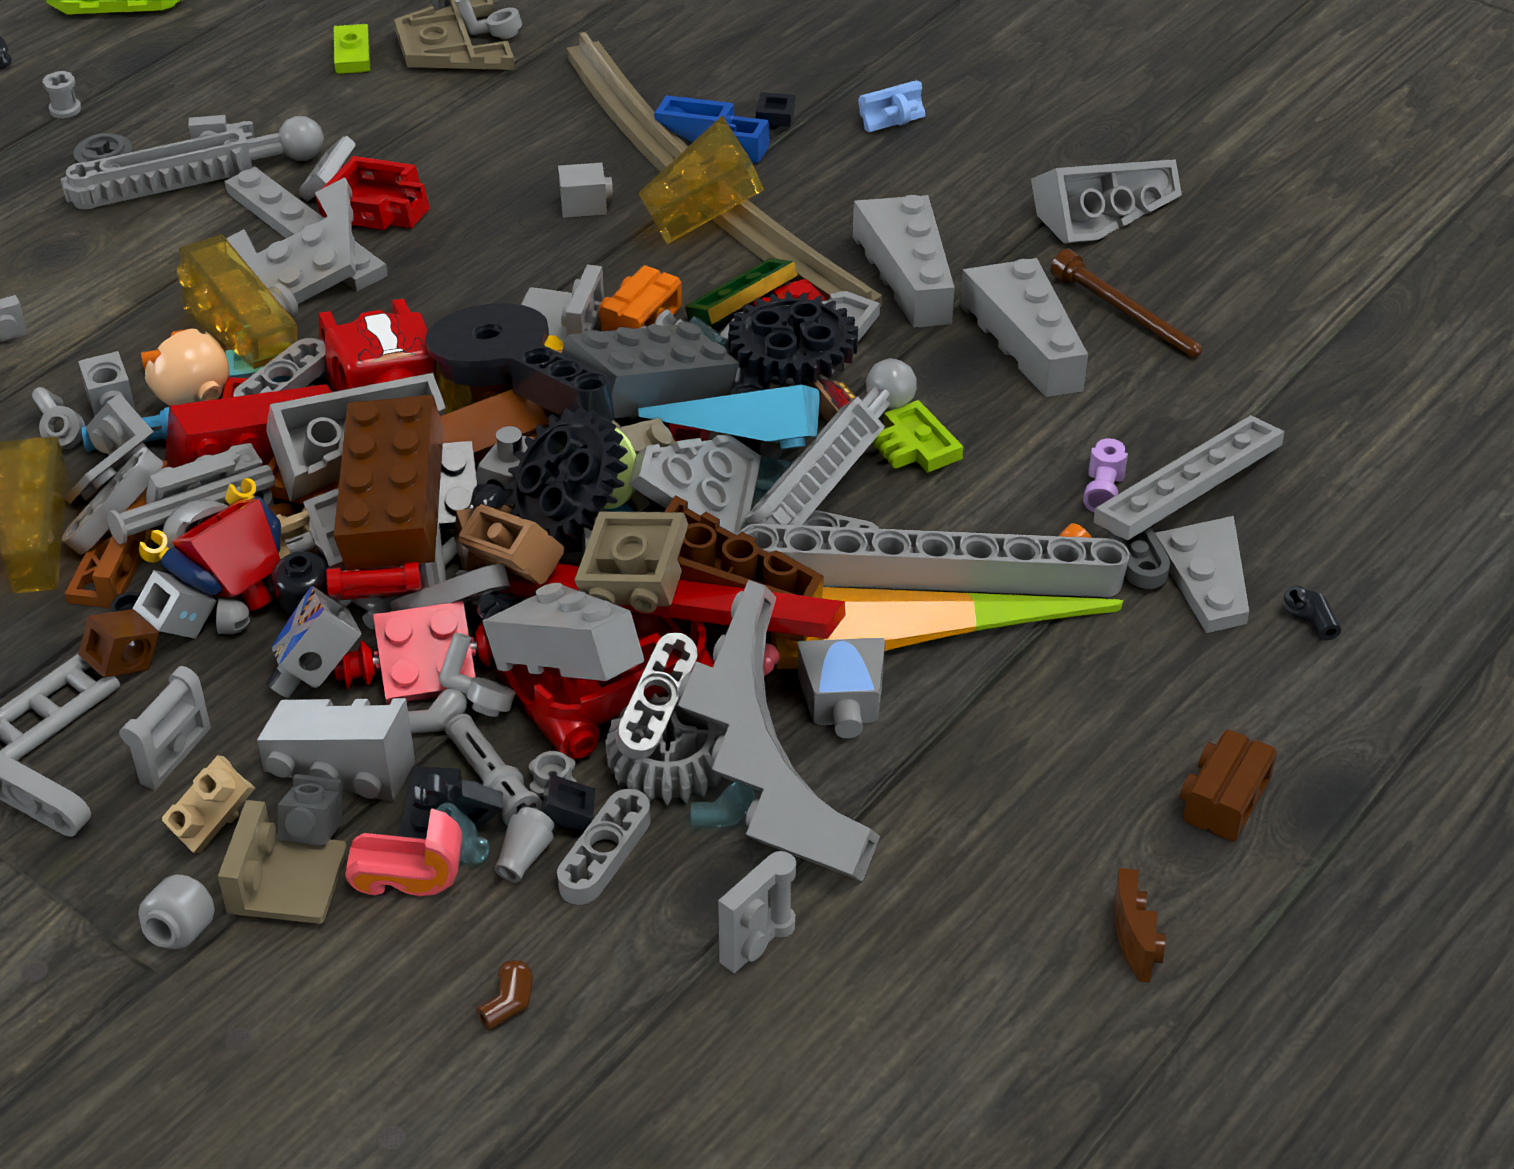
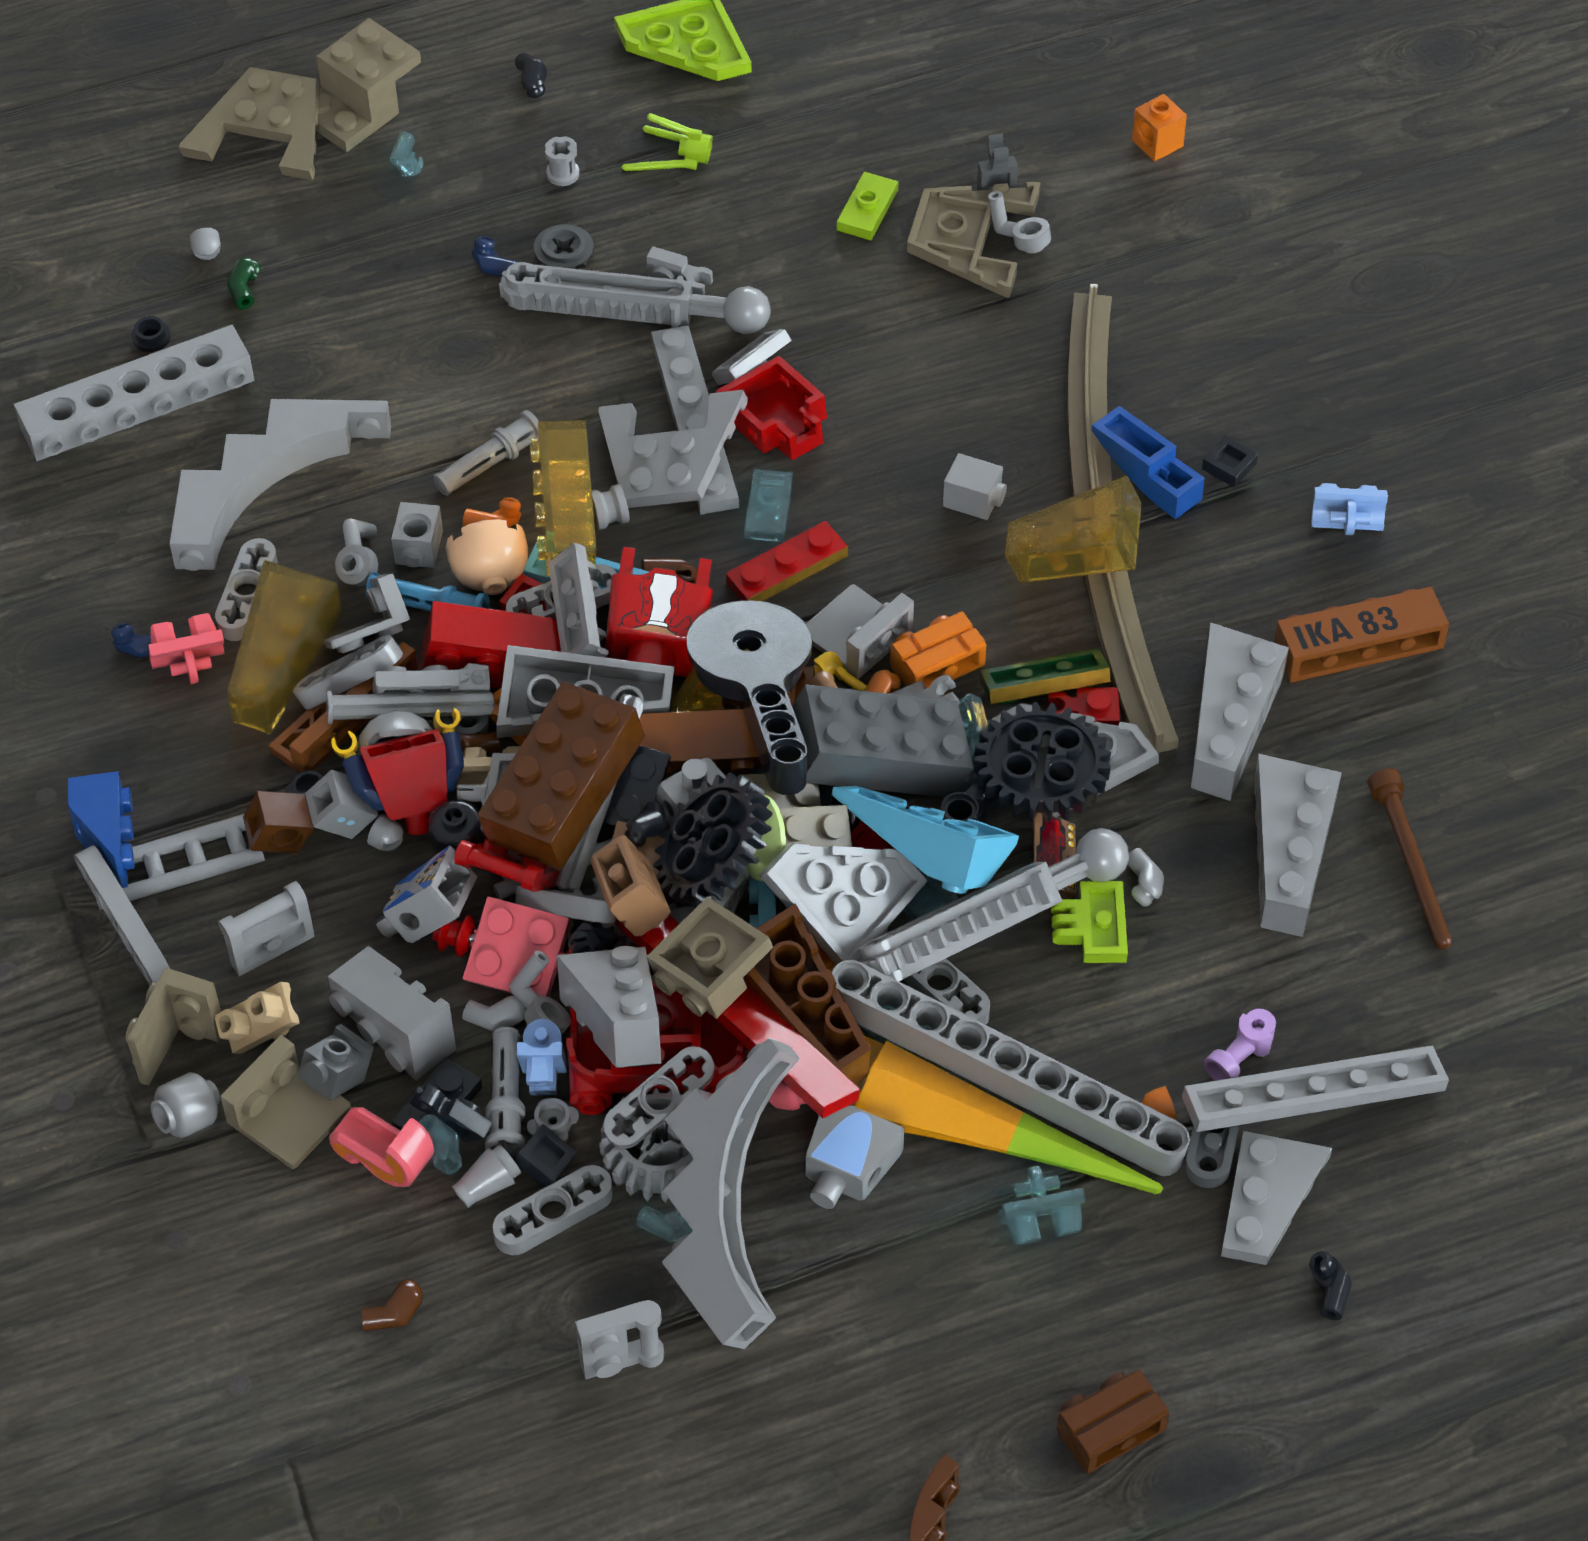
camera: 30 degrees right, 10 degrees up
(39, 183) = (487, 258): none -> dark blue arm
(123, 826) = (170, 1006): none -> dark tan bracket
(144, 298) = (504, 444): none -> light grey pin
(173, 52) = (693, 145): none -> lime plant
(299, 360) = (576, 602): none -> light grey plate
(415, 263) = (768, 505): none -> clear light blue plate
(465, 289) = (787, 563): none -> red plate
(514, 722) = (542, 1056): none -> light blue hips
(937, 395) = (1150, 877): none -> light grey arm
(973, 174) = (1362, 633): none -> dark orange brick
(1035, 650) = (1062, 1206): none -> clear light blue hips
(1098, 199) = (1469, 719): light grey wedge -> none

